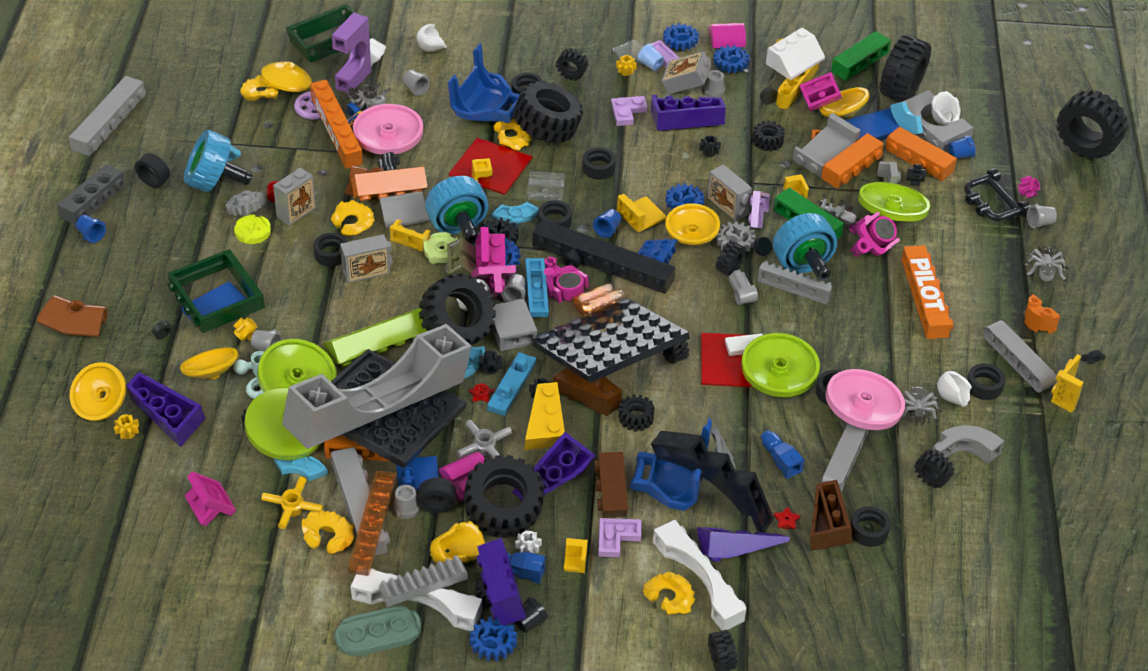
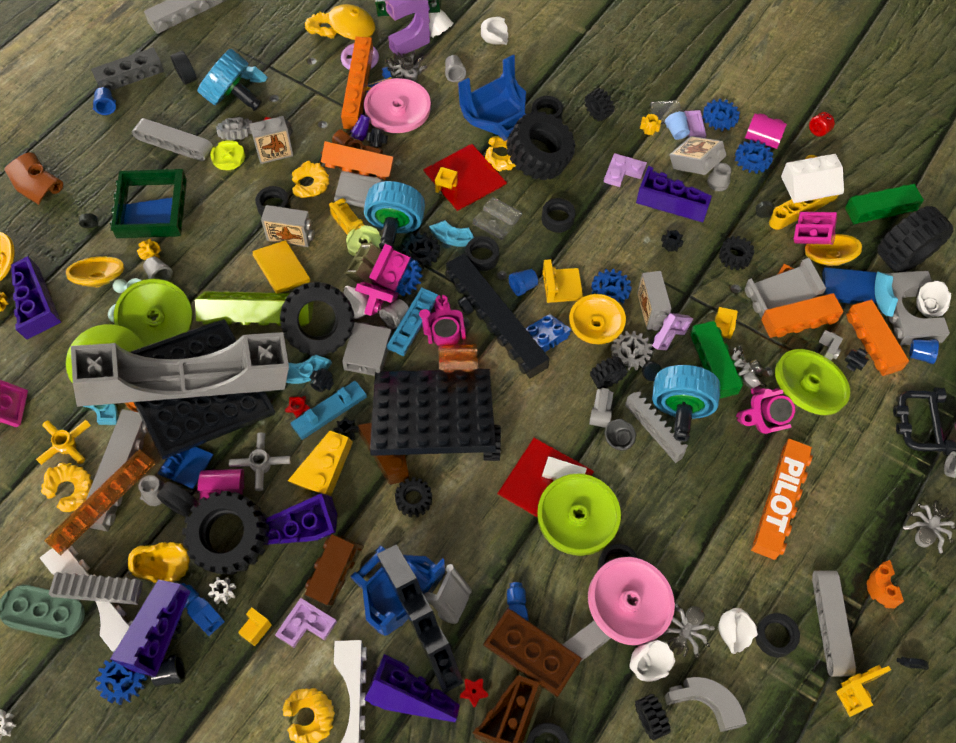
camera: 30 degrees right, 15 degrees up
(188, 235) = (172, 139): none -> light grey beam
(368, 158) = (361, 128): none -> dark purple cone
(380, 295) = (281, 266): none -> yellow tile
(769, 14) = (821, 124): none -> red head
(771, 299) = (620, 434): none -> dark grey hair
(815, 465) = (532, 652): none -> reddish brown tile
(907, 434) = (652, 661): none -> white hair

